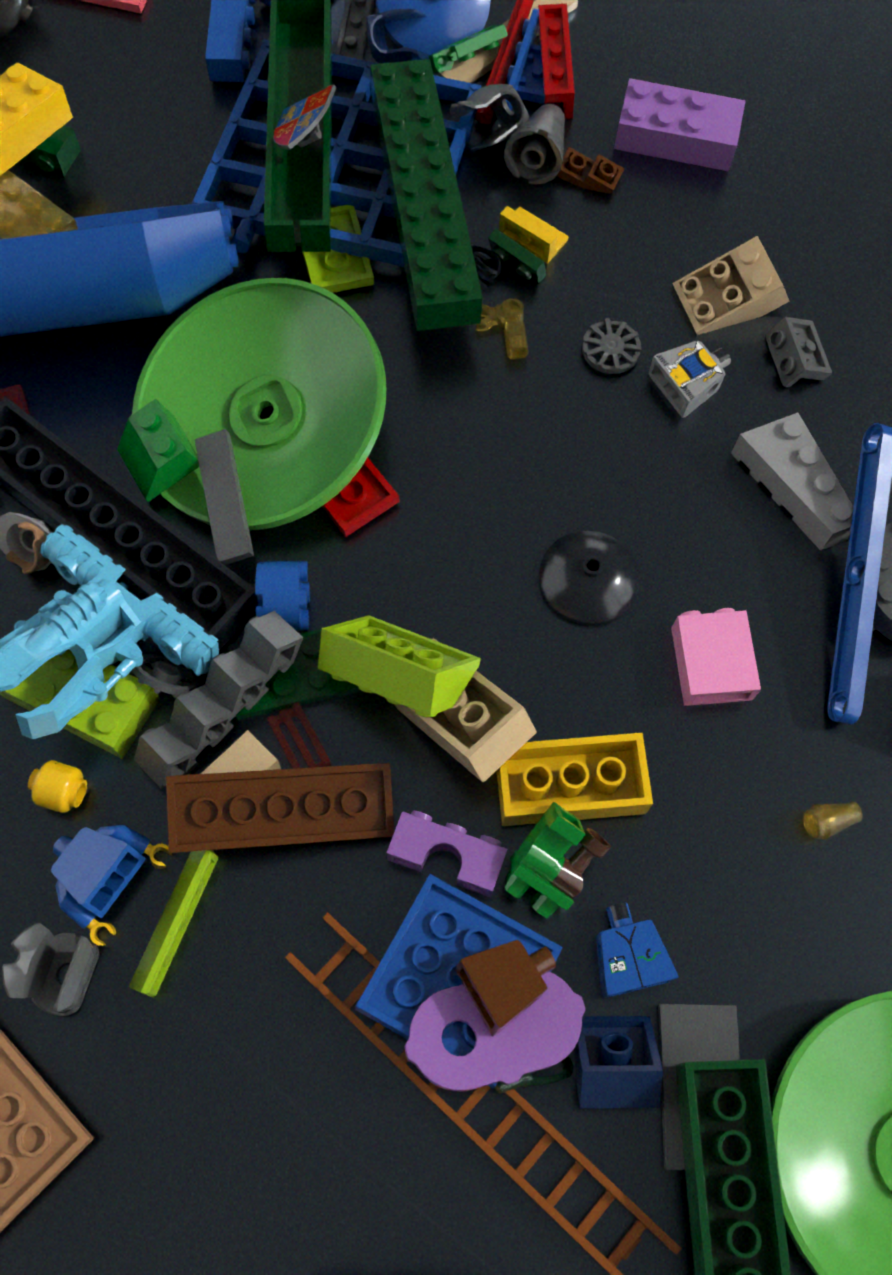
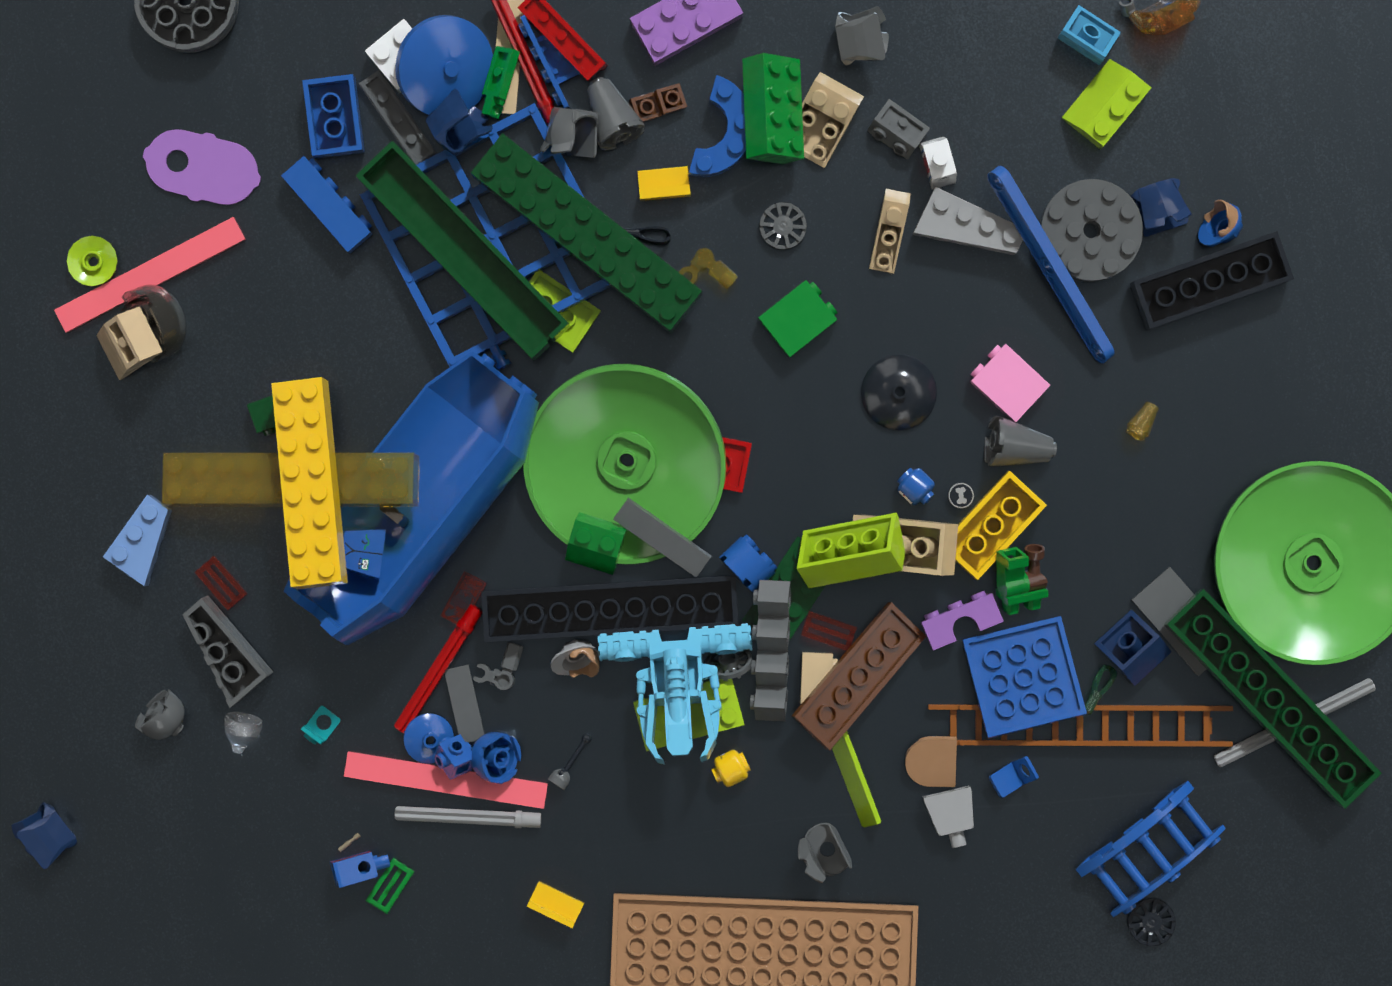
camera: 40 degrees left, 20 degrees up
(96, 870) = (795, 789): blue torso -> none
(234, 1063) = (951, 813): none -> light grey torso
(272, 981) = (933, 761): none -> medium nougat tile
(302, 119) = (480, 263): shield -> none
(342, 1085) = (1012, 776): none -> blue bracket
(505, 981) = (1050, 662): reddish brown torso -> none
(525, 263) = (663, 216): dark green plate -> none
(525, 673) = (916, 486): none -> blue head
(528, 1044) = (1072, 675): medium lavender piece -> none
(552, 428) = (798, 318): none -> green brick
(563, 724) = (960, 495): none -> tile
(628, 243) = (732, 147): none -> blue brick
(631, 955) = (1097, 589): blue torso -> none
(673, 722) = (1016, 444): none -> dark grey cone
(689, 374) = (848, 206): torso -> none
(695, 232) = (773, 108): none -> green brick
(713, 425) = (890, 231): none -> tan slope
(821, 393) = (938, 162): none -> white torso
(833, 245) = (861, 35): none -> dark grey piece

